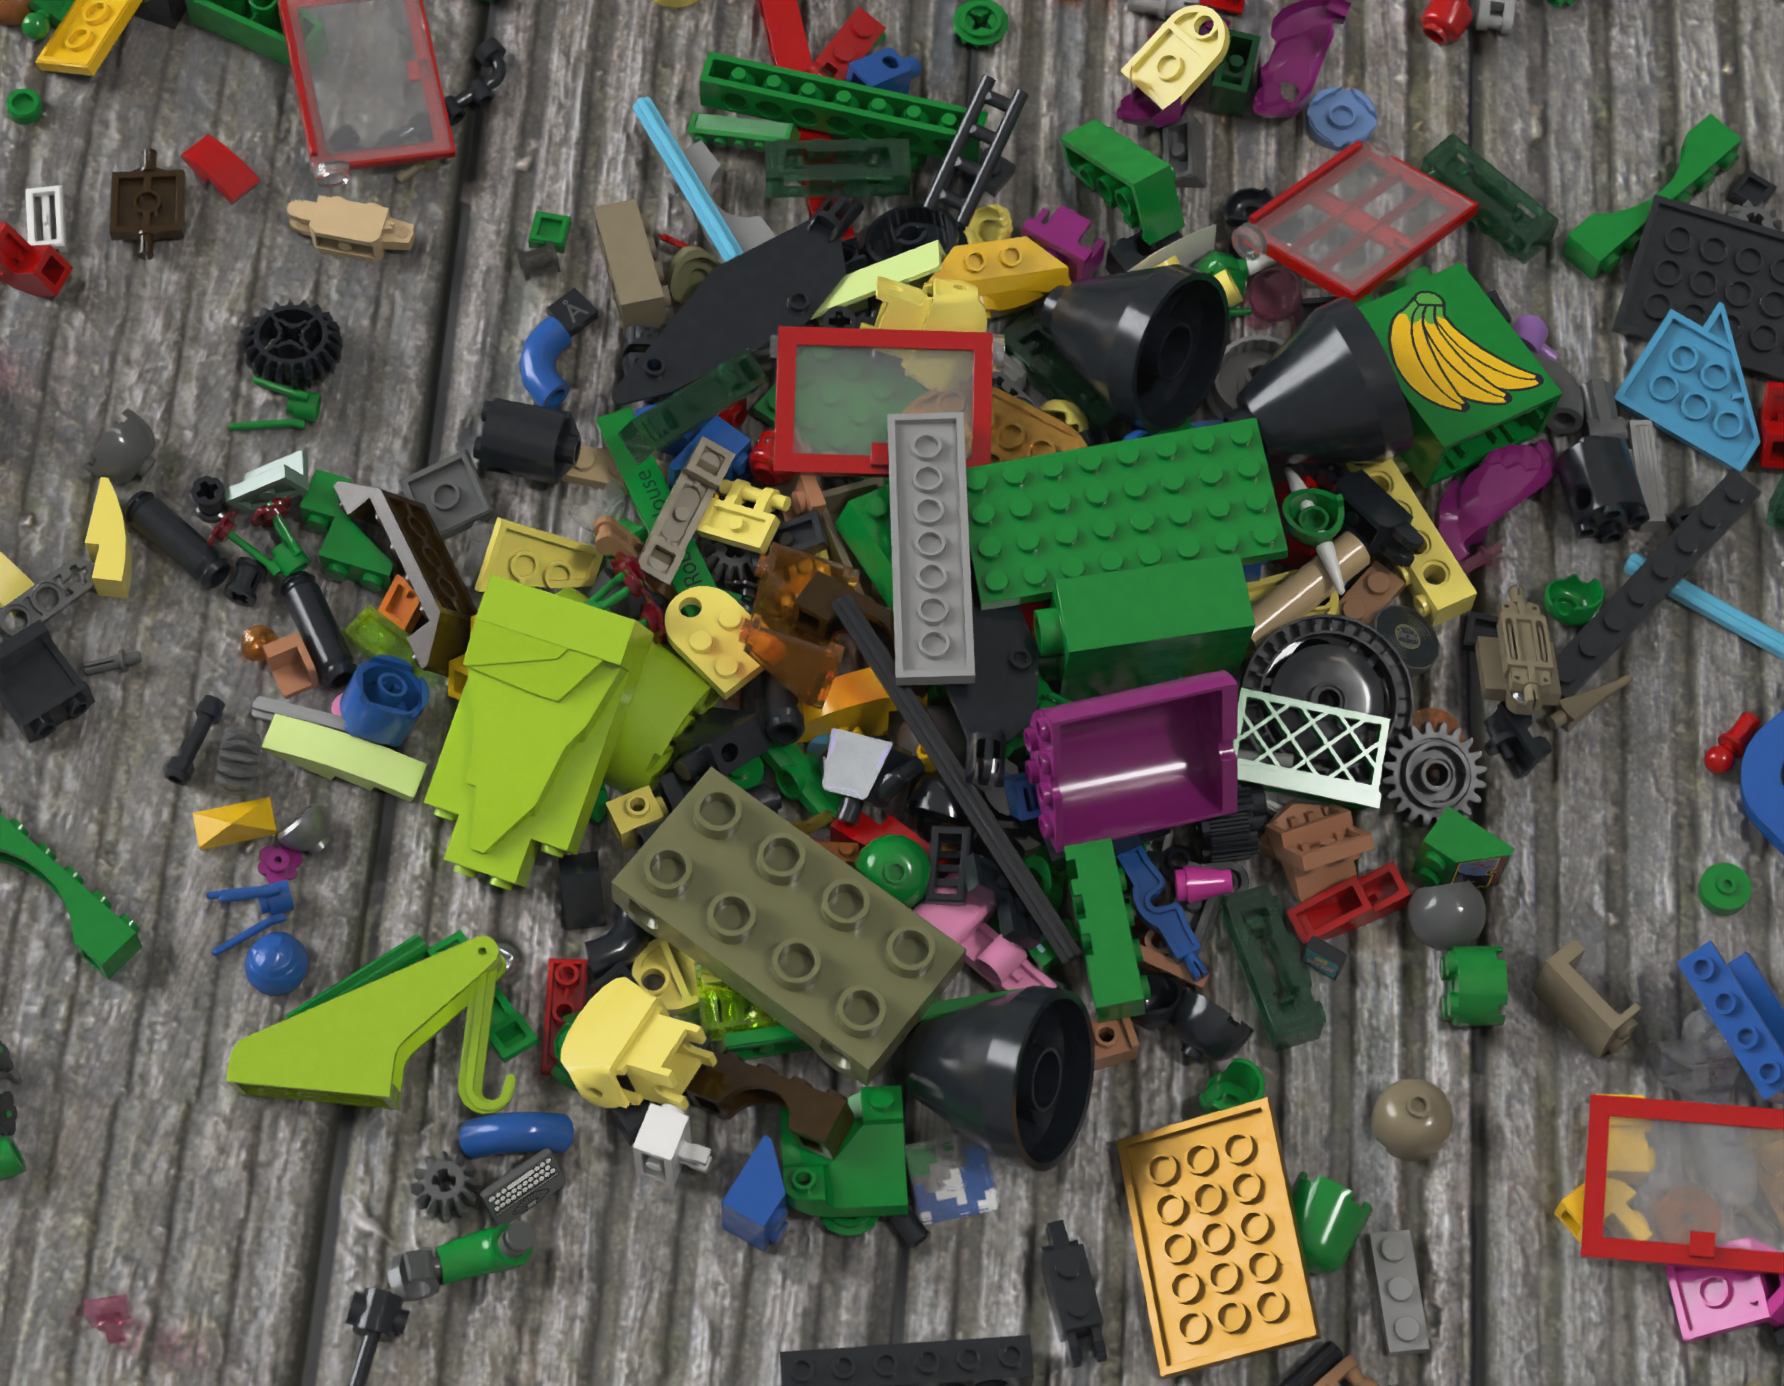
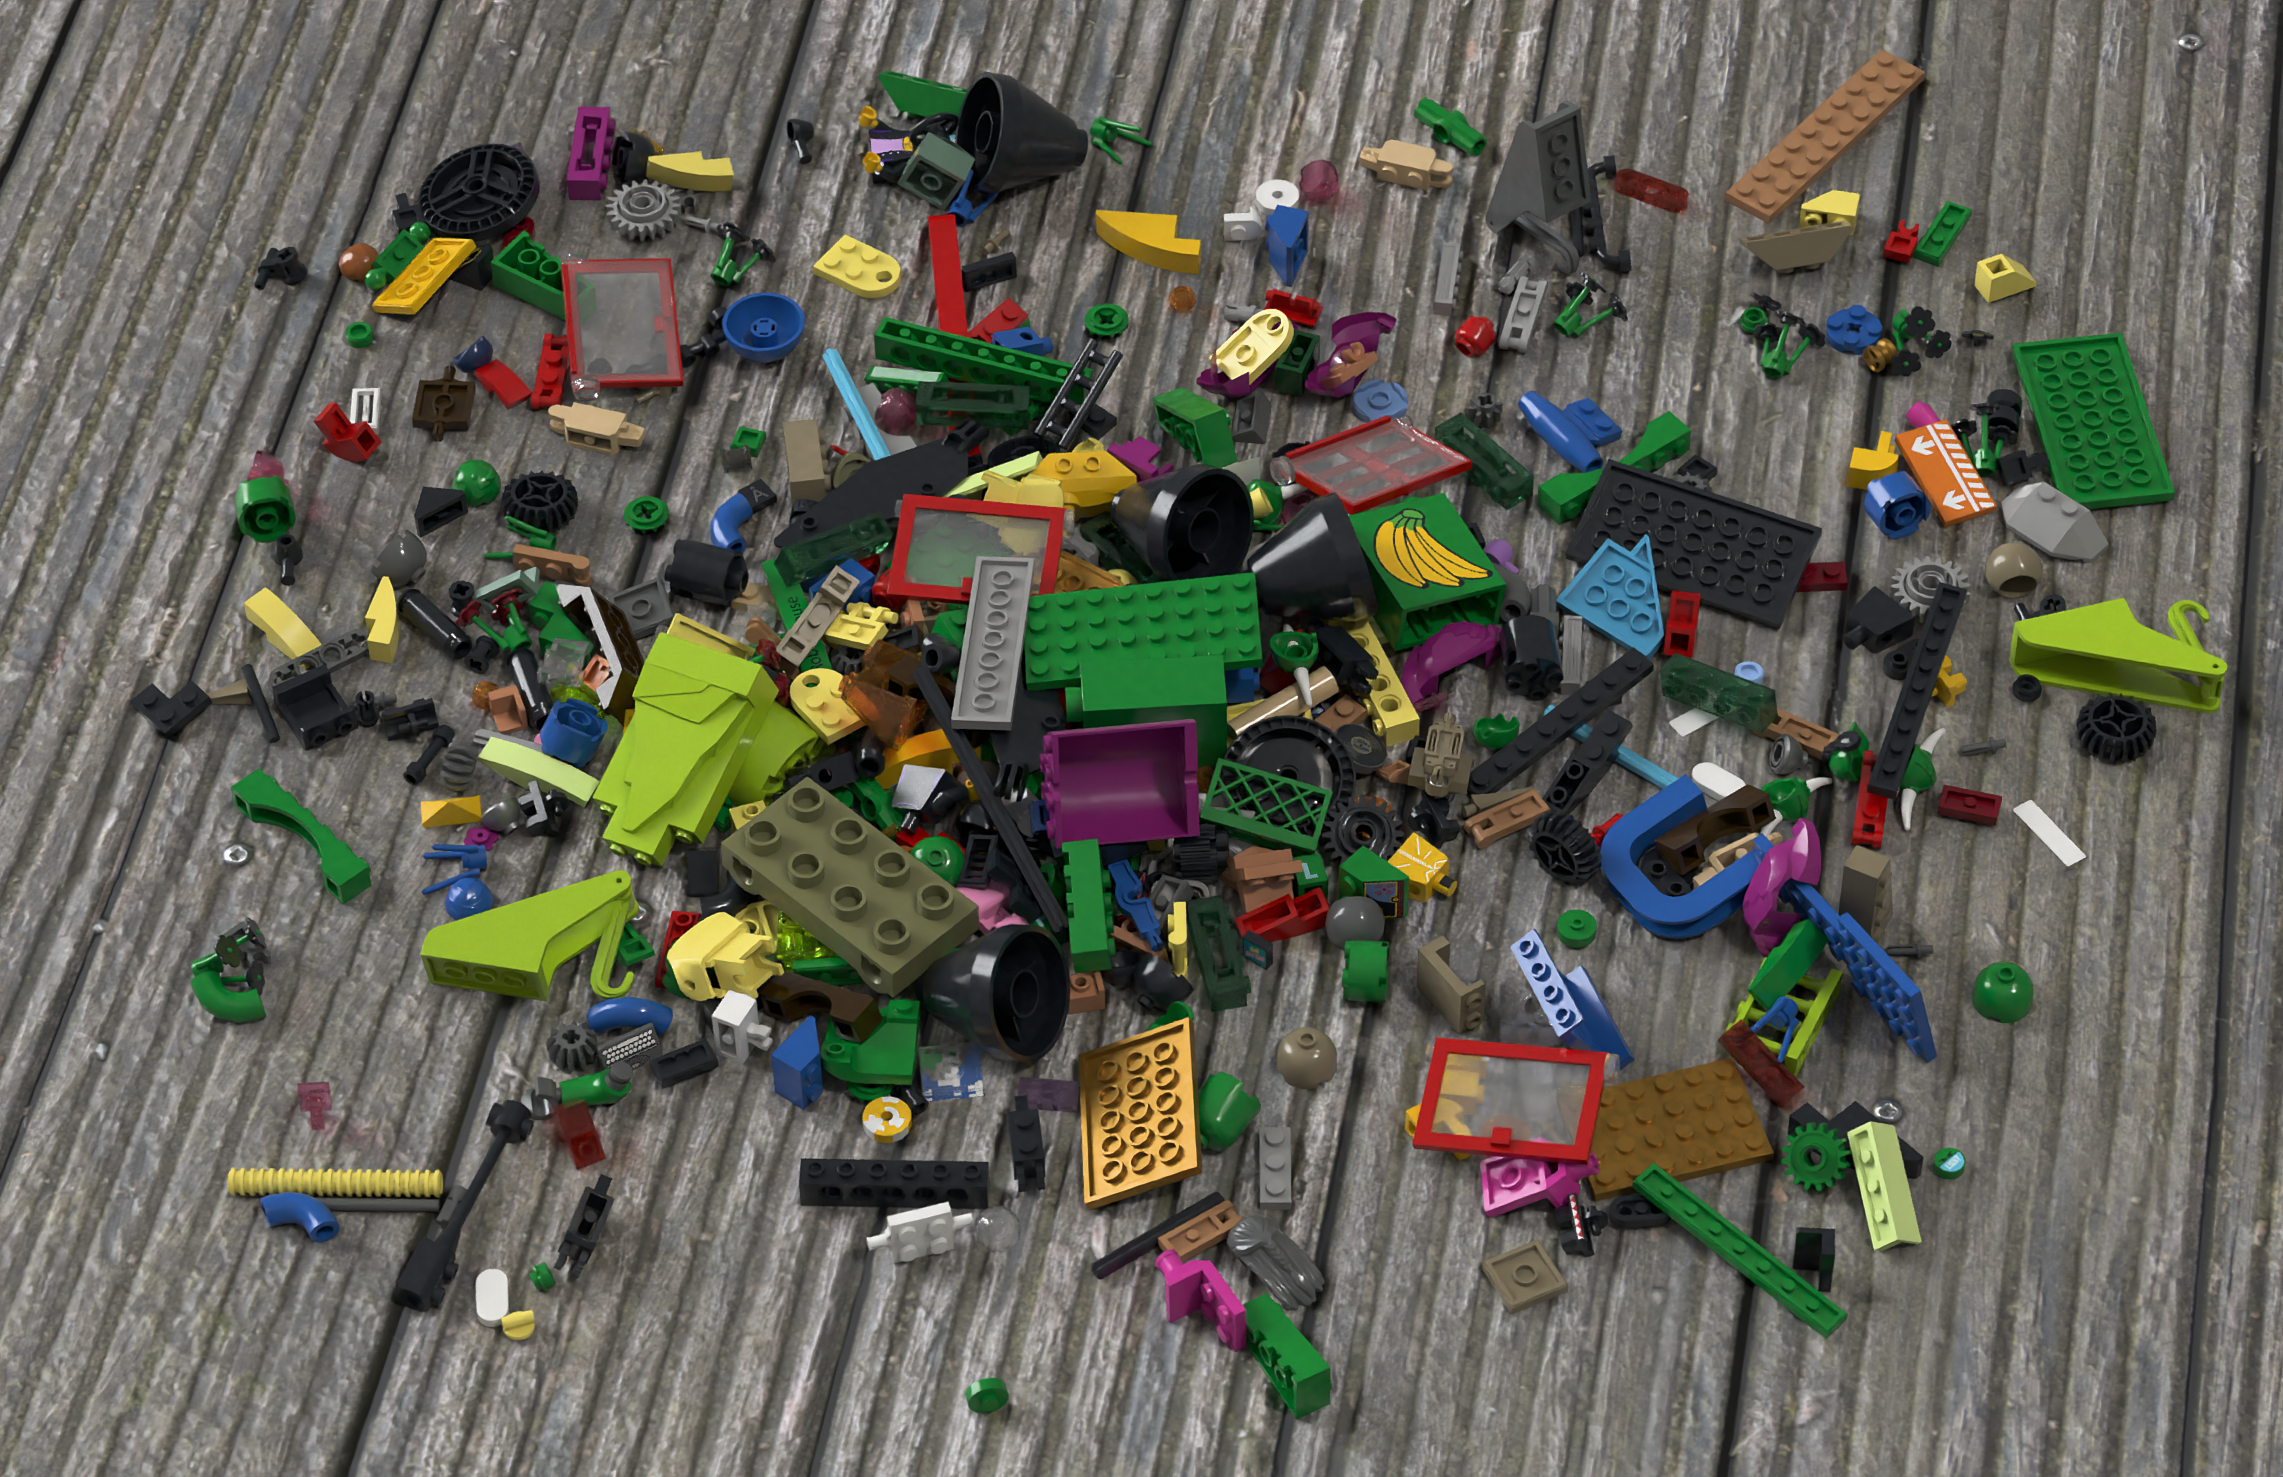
camera: 10 degrees right, 15 degrees down
(104, 682) = (367, 713): none -> black pin
(159, 363) = (438, 508): none -> black slope
(163, 689) = (410, 719): none -> black hips
(178, 131) = (475, 356): none -> dark blue hair
(205, 321) = (478, 482): none -> green hair
(282, 147) = (551, 372): none -> red plate
(321, 438) = (553, 564): none -> medium nougat plate
(358, 596) = (564, 663): none -> clear cylinder
(364, 813) = (546, 807): none -> black hips
(439, 338) = (652, 507): none -> green gear
(470, 1324) = (577, 1132): none -> clear red slope
(550, 66) = (764, 326): none -> blue piece
(597, 1198) = (683, 1063): none -> black plate
(739, 175) = (898, 409): none -> clear pink hair
(862, 565) = (940, 654): none -> black cylinder
(882, 1279) = (890, 1130): none -> yellow piece
(1085, 1203) = (1050, 1094): none -> clear purple plate
(1201, 883) = (1166, 884): dark pink cone -> none
(1225, 958) = (1178, 938): none -> light yellow plate
(1302, 77) = (1356, 364): none -> nougat plate
(1384, 840) = (1312, 875): none -> green brick
(1455, 668) = (1395, 772): none -> medium nougat slope
(1477, 123) = (1485, 410): none -> dark grey gear
(1515, 815) = (1425, 867): none -> yellow torso
(1588, 145) = (1571, 430): none -> blue plate
(1607, 727) = (1505, 818): none -> medium nougat plate
(1696, 776) = (1564, 847): none -> black gear
(1697, 642) = (1589, 765): none -> black slope

